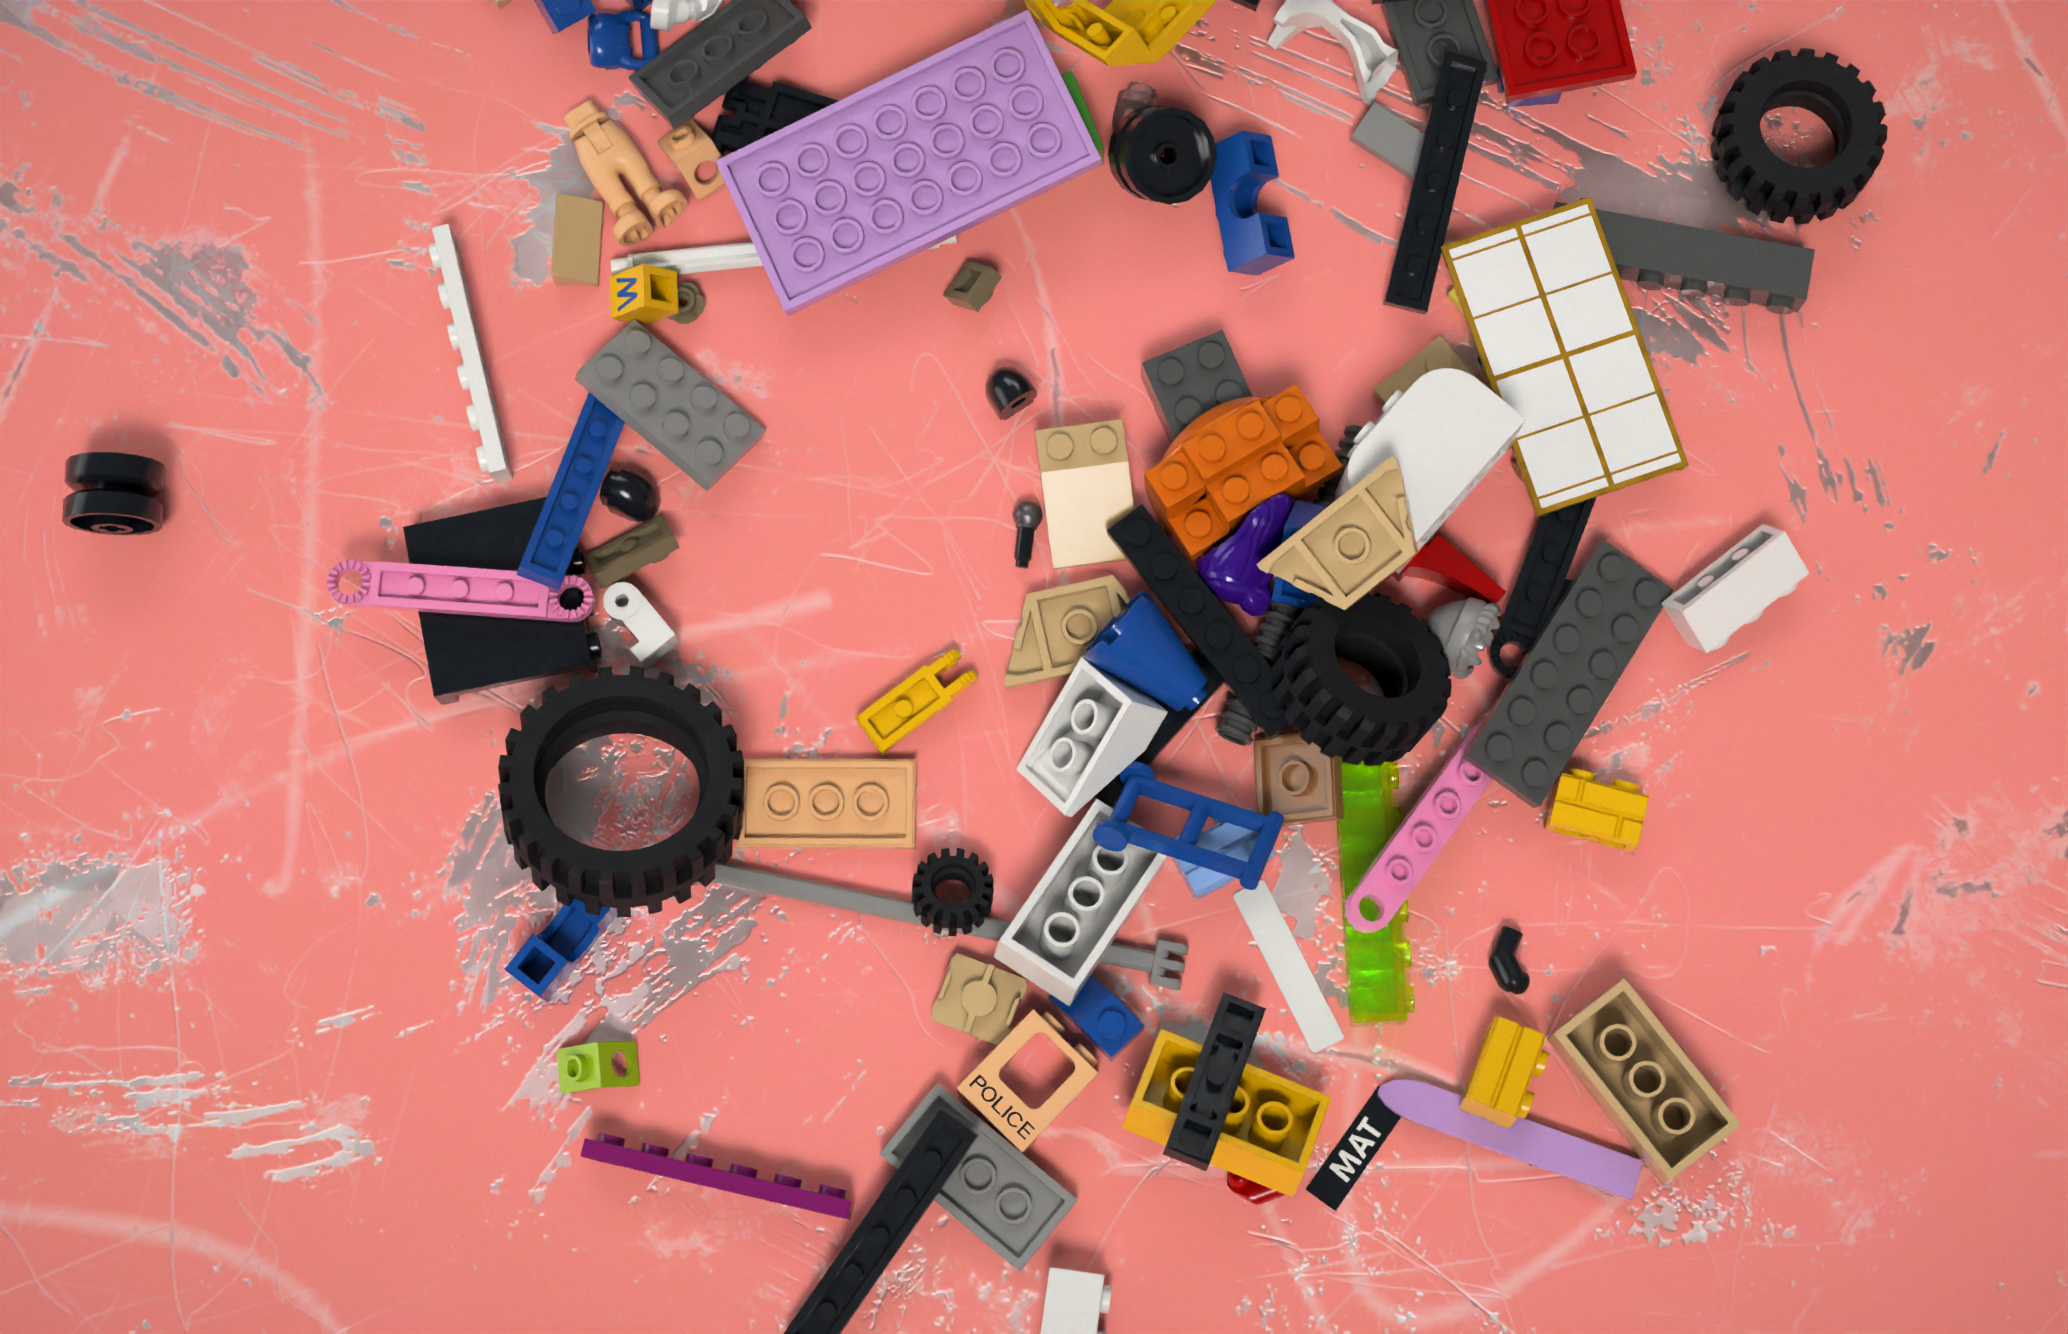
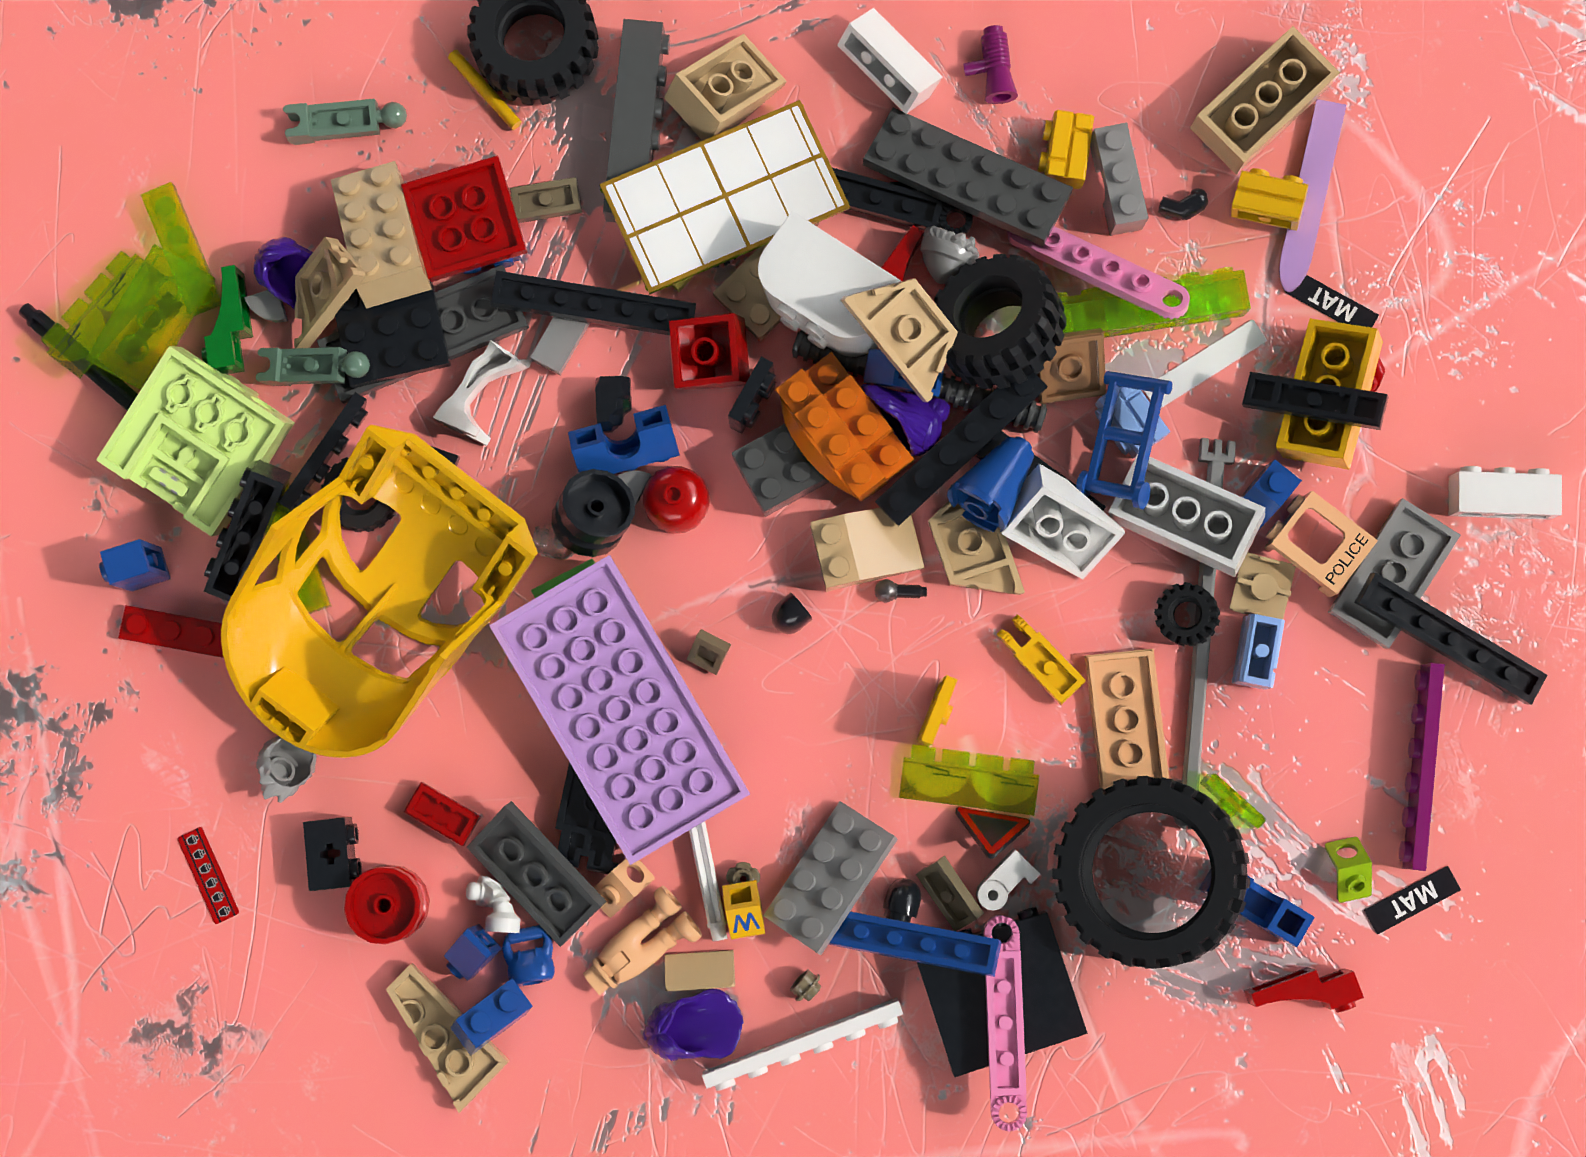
camera: 95 degrees left, 5 degrees up
(445, 1021) = (1334, 990): none -> red slope
(508, 225) = (695, 1027): none -> dark purple hair
(541, 366) = (806, 986): none -> dark tan plate
(548, 1148) = (1412, 900): none -> black sticker
(703, 921) = (1232, 802): none -> clear neon green plate
(706, 612) = (990, 829): none -> piece
(764, 600) = (969, 786): none -> clear neon green windscreen
(862, 553) = (938, 711): none -> yellow plate
(892, 976) = (1258, 651): none -> light blue brick
(1173, 266) = (676, 499): none -> red cylinder
(1197, 215) = (636, 482): none -> light grey tile
(1287, 358) = (759, 386): none -> black plate
(1306, 196) = (612, 401): none -> black rock
(1358, 320) = (709, 352): none -> red slope
(1549, 871) = (1116, 161): none -> light grey arch
(1580, 139) = (546, 200): none -> dark tan plate
(1715, 375) = (723, 87): none -> tan slope
(1722, 732) = (996, 63): none -> magenta piece
(1723, 85) = (484, 89): none -> yellow bar

